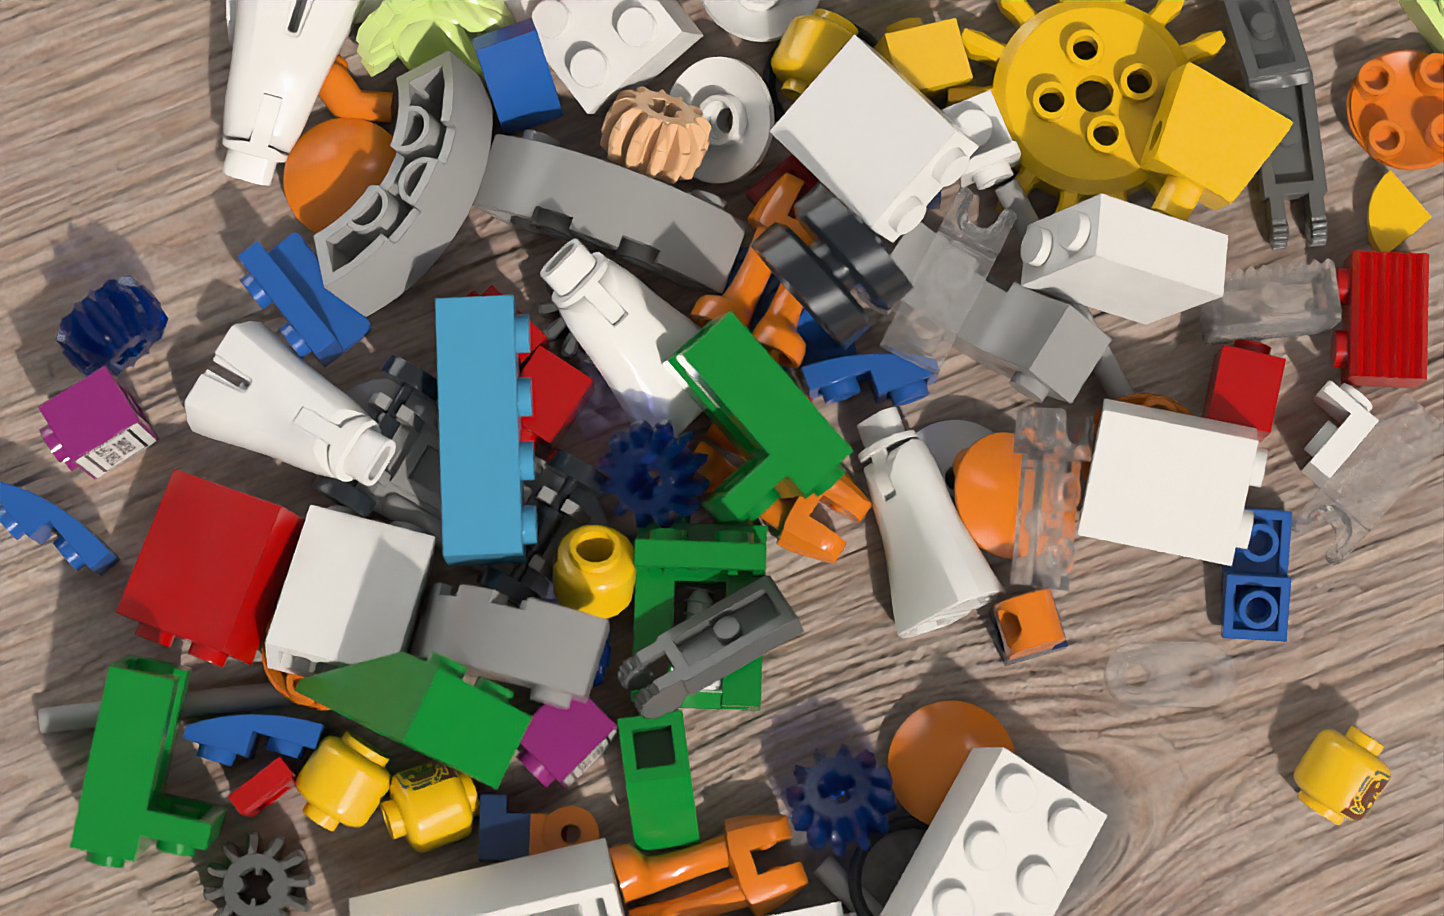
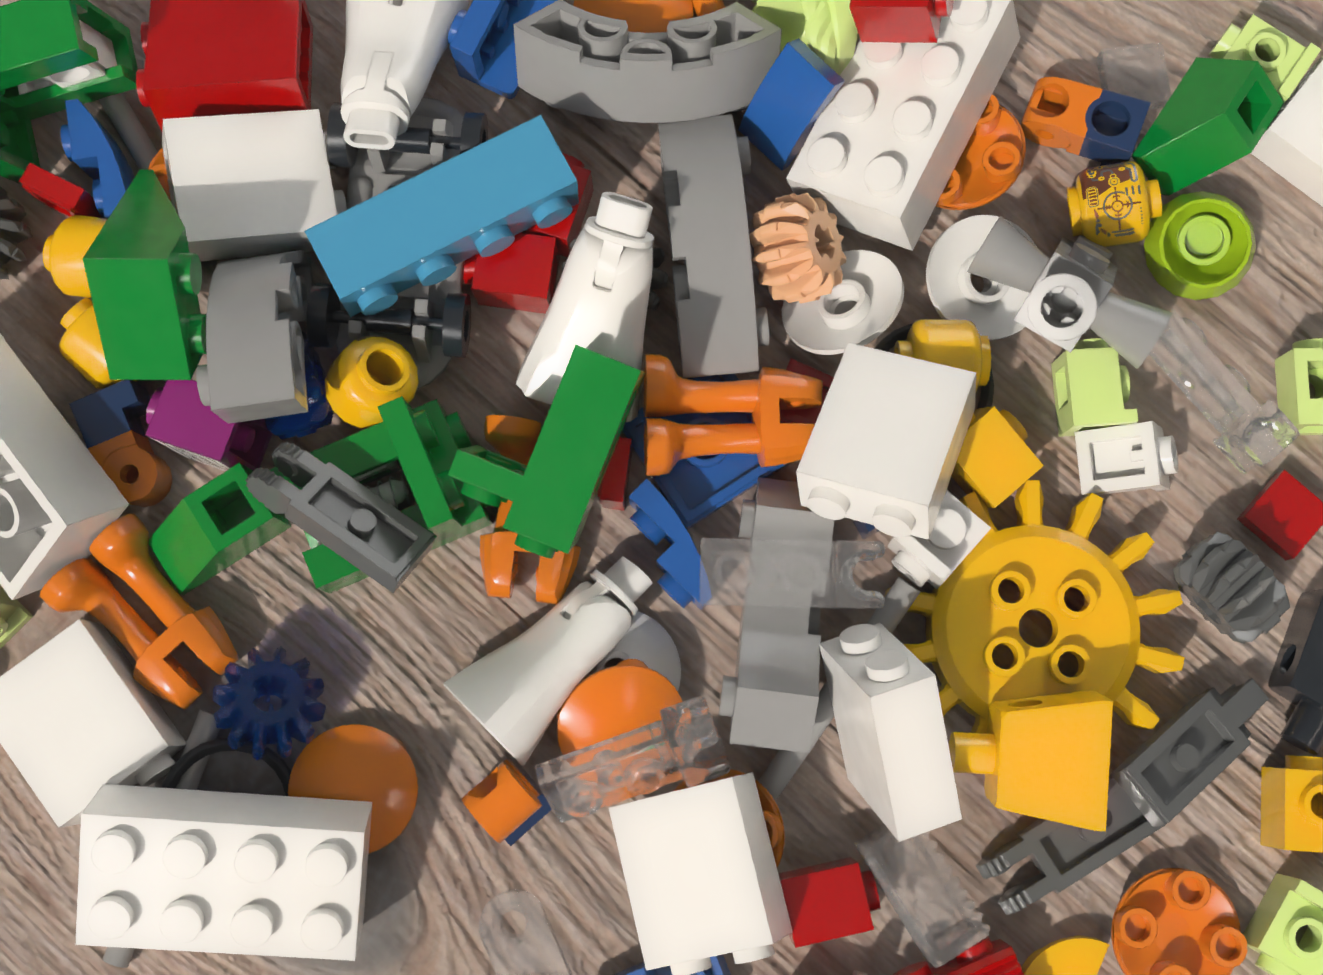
camera: 65 degrees right, 0 degrees up
(635, 486) = (478, 388): clear blue gear -> none
(839, 259) = (733, 451): black wheel -> none

